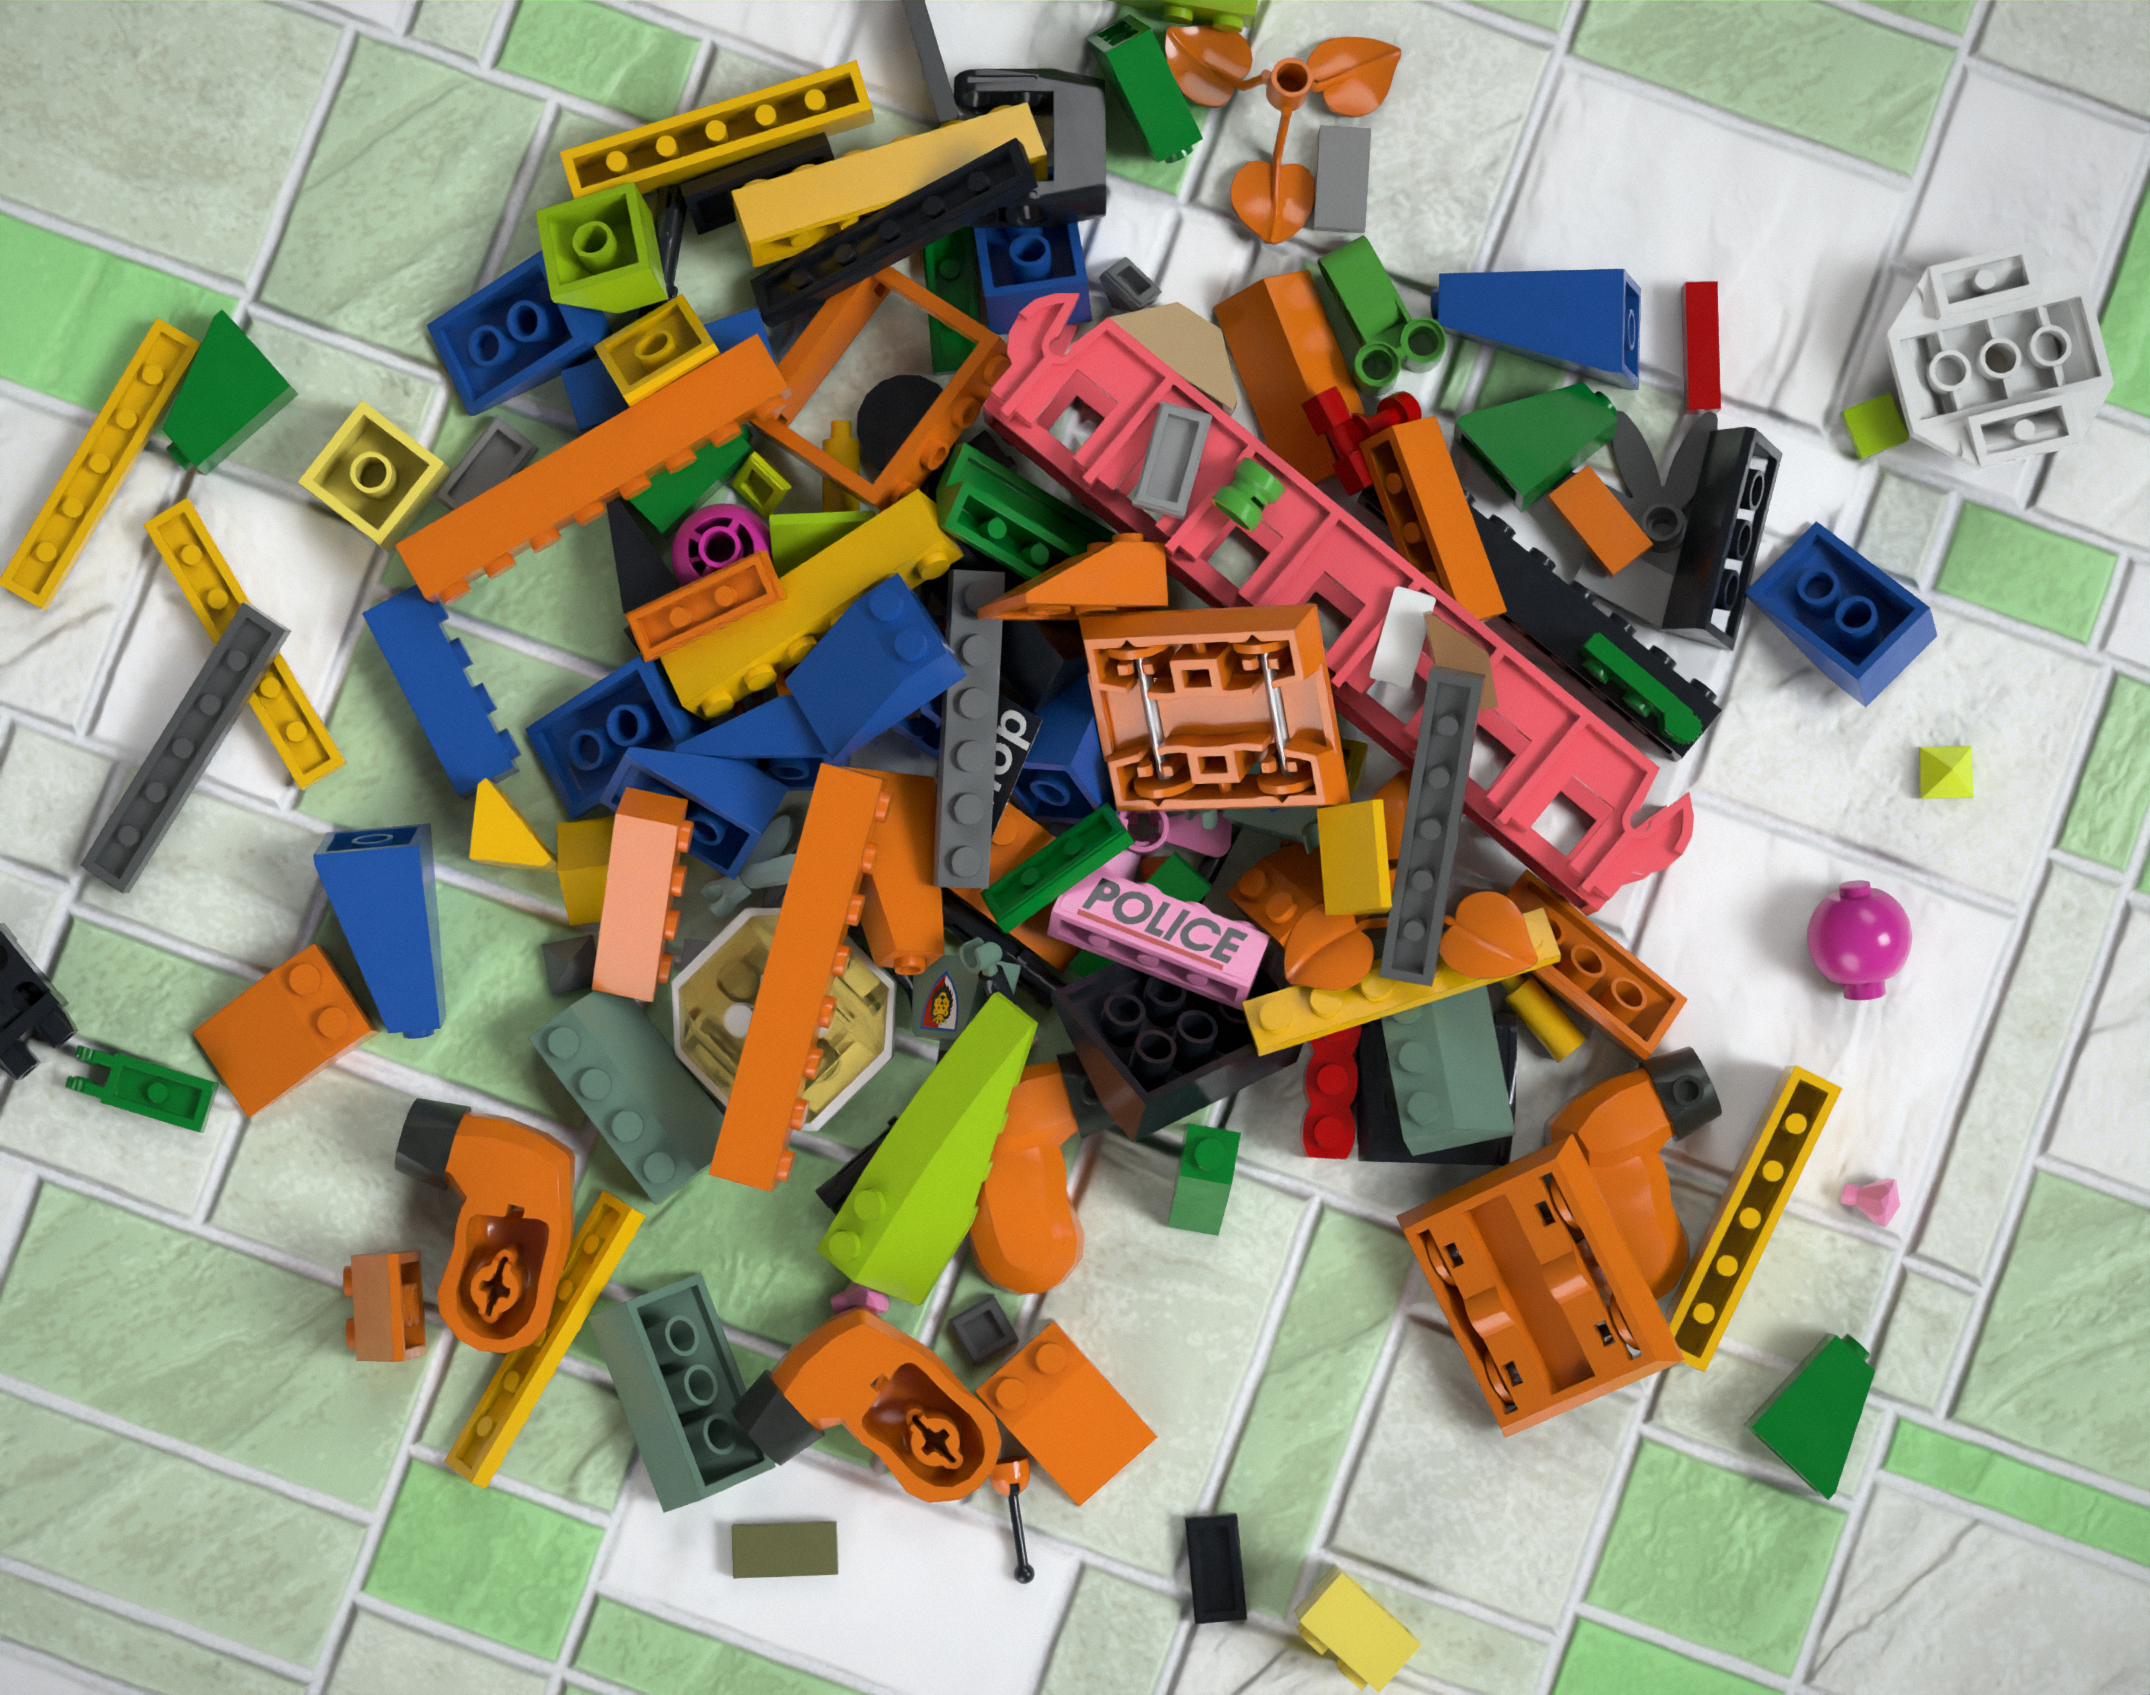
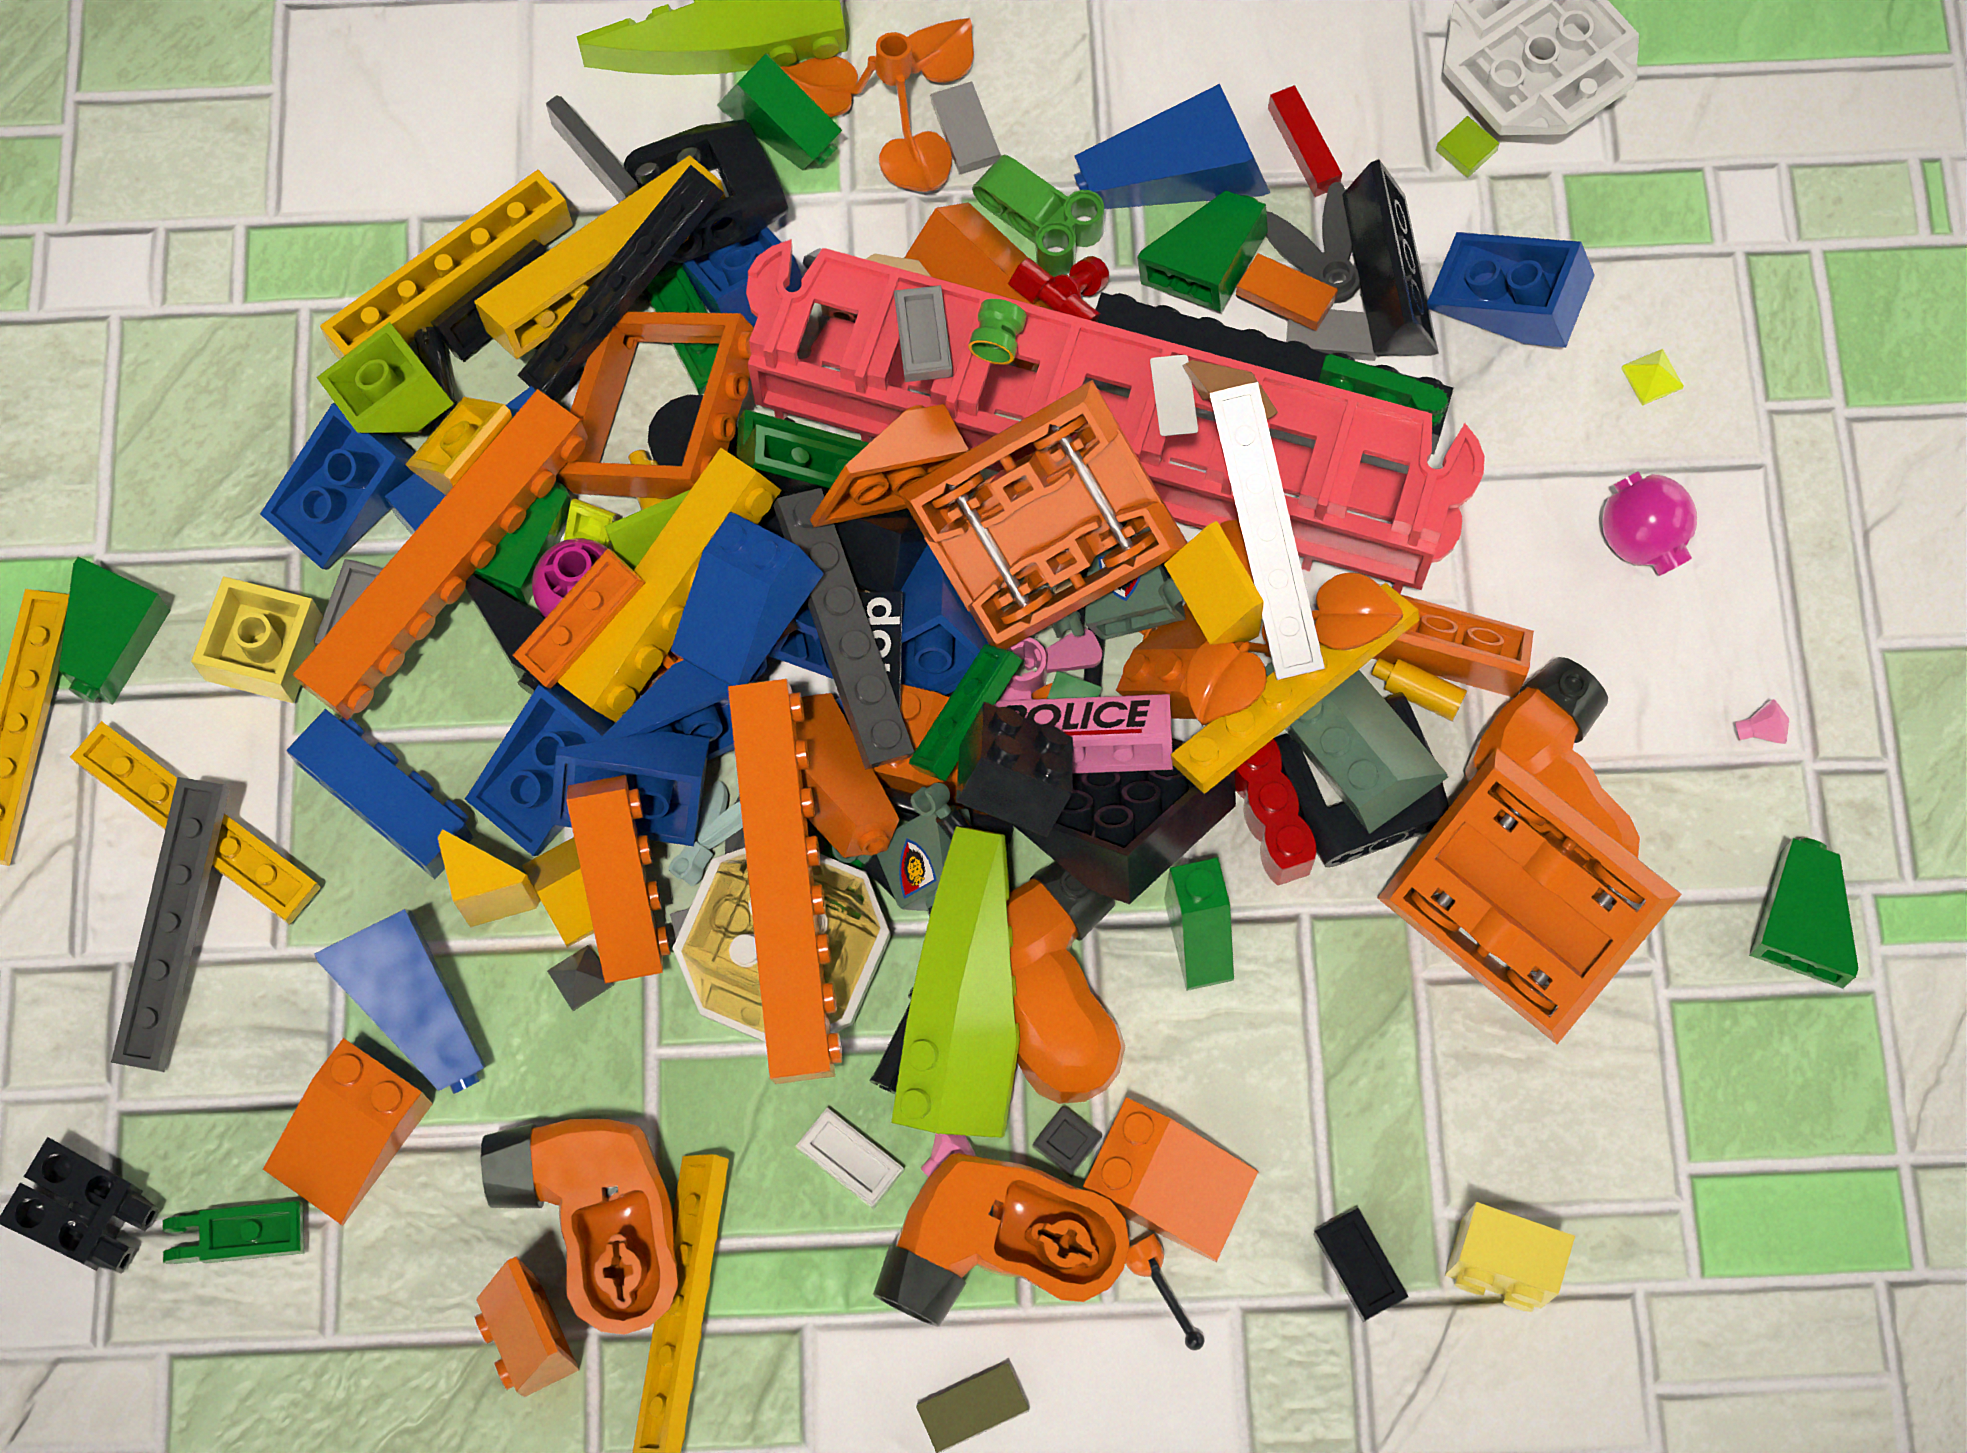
camera: 20 degrees left, 15 degrees down
(633, 1090) = (675, 1059): sand green slope -> none
(679, 1391) = (820, 1303): sand green slope -> none
(765, 1258) = (850, 1158): none -> white tile
(1075, 963) = (1015, 769): none -> black brick
(1431, 513) = (1131, 300): orange brick -> none
(1748, 1212) = (1671, 766): yellow brick -> none

